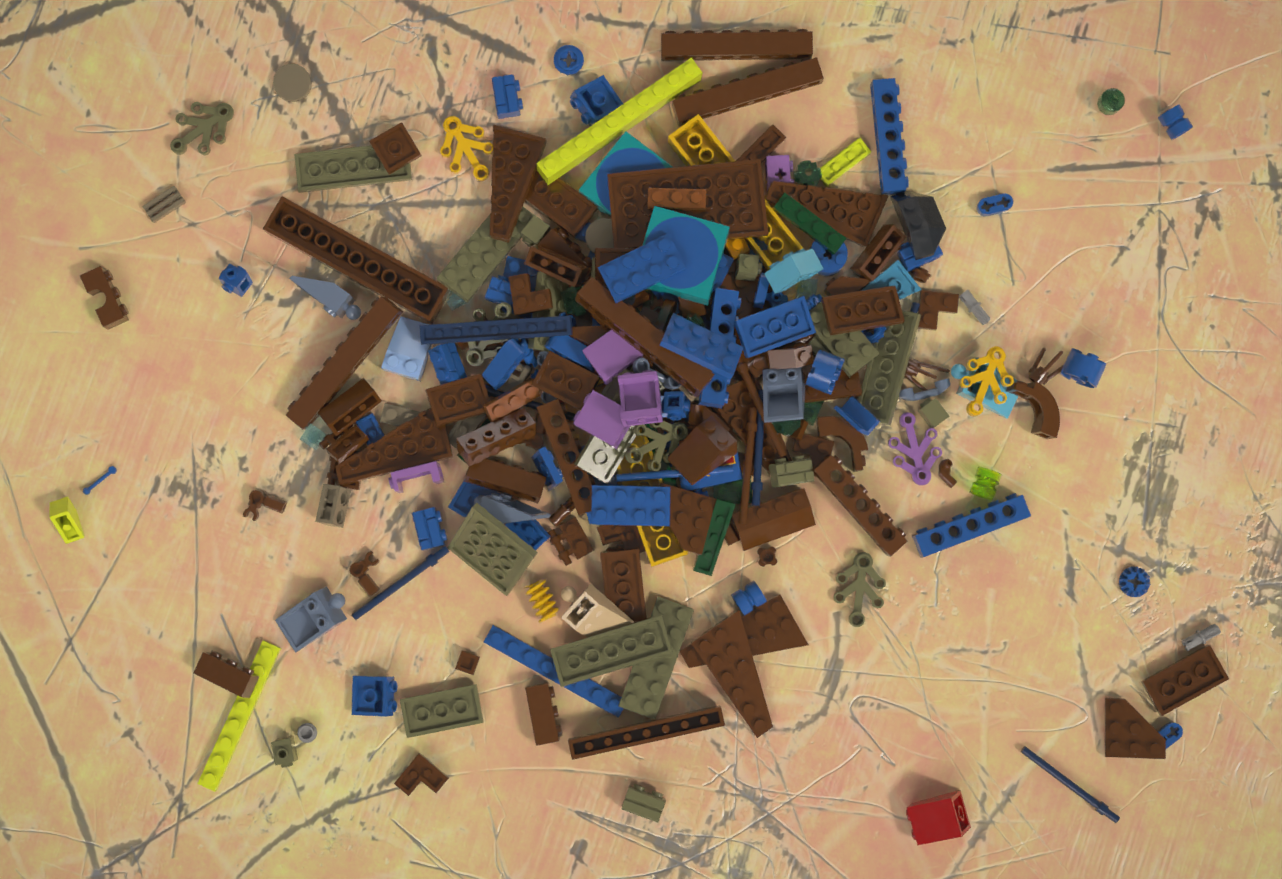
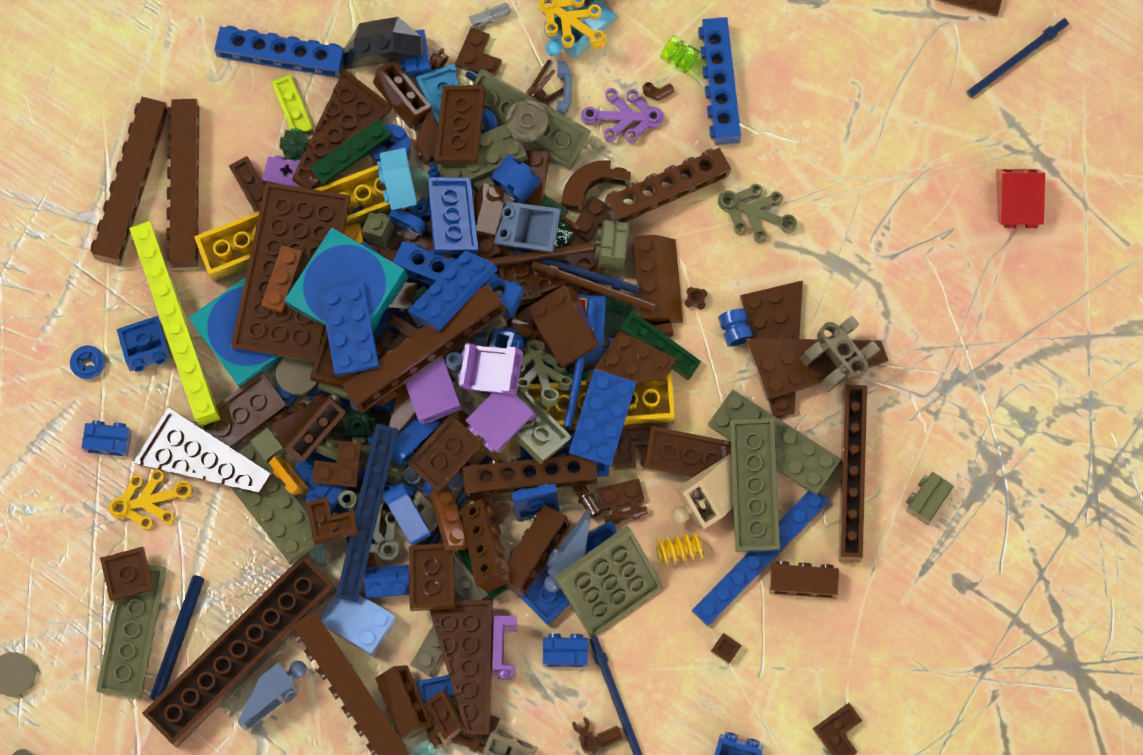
camera: 70 degrees left, 10 degrees down
(357, 206) = (177, 636): none -> dark blue axle
(441, 711) = (772, 691): olive plate -> none
(472, 301) = (329, 527): none -> reddish brown plate
(512, 256) = (289, 476): none -> light orange plate
(746, 686) = (844, 363): none -> dark tan piece
(858, 416) = (571, 160): blue panel -> none
(881, 367) = (526, 121): none -> dark tan tile
(933, 412) = (589, 86): olive brick -> none

